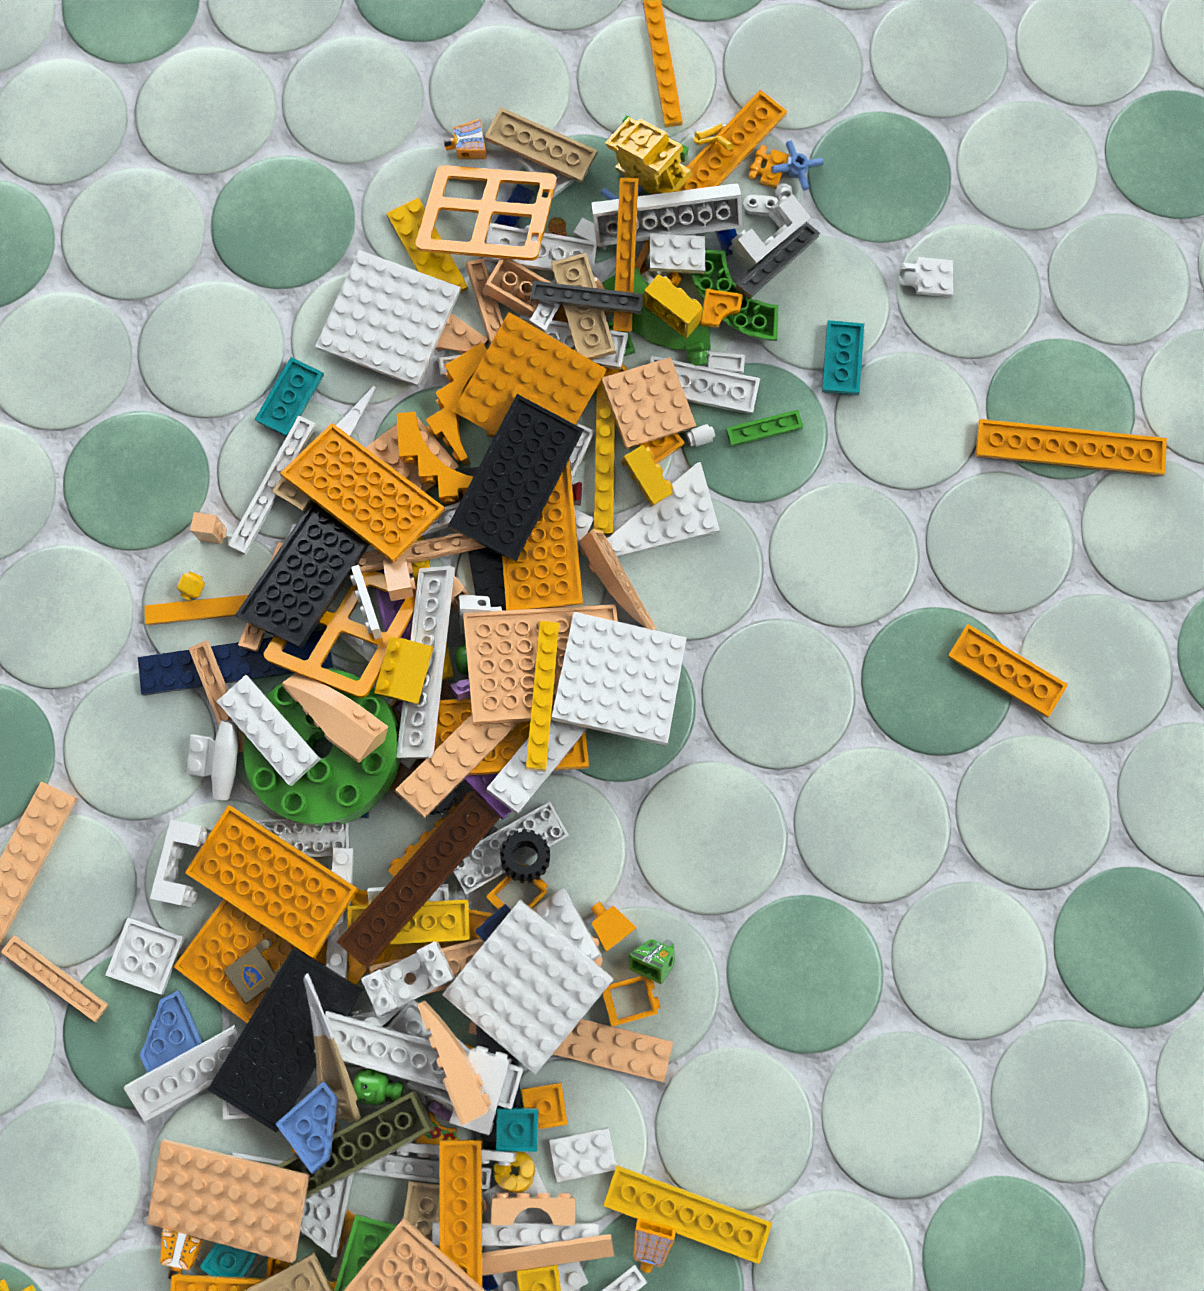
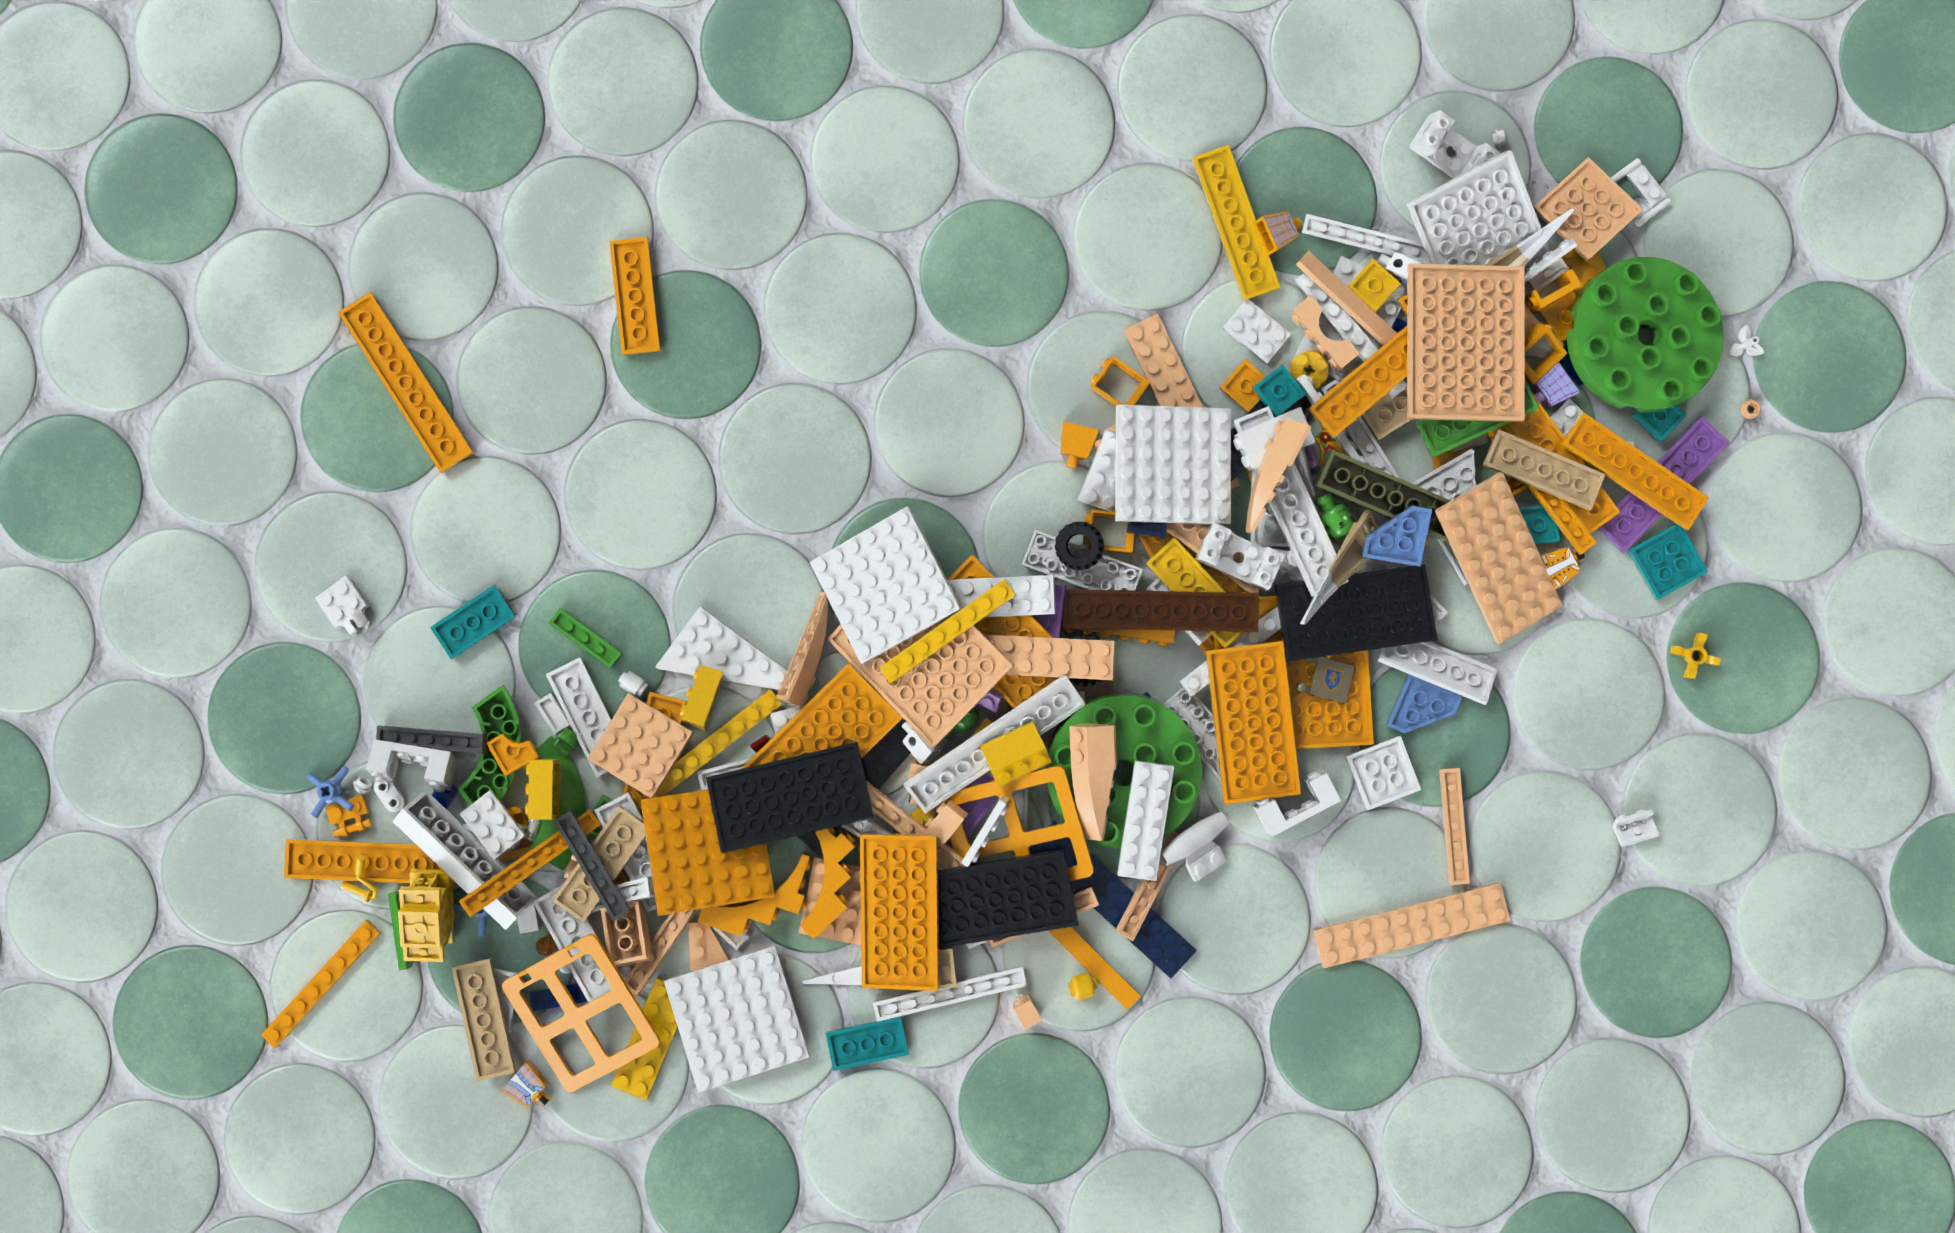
camera: 130 degrees left, 10 degrees up
(653, 960) = (1076, 389): bright green torso -> none

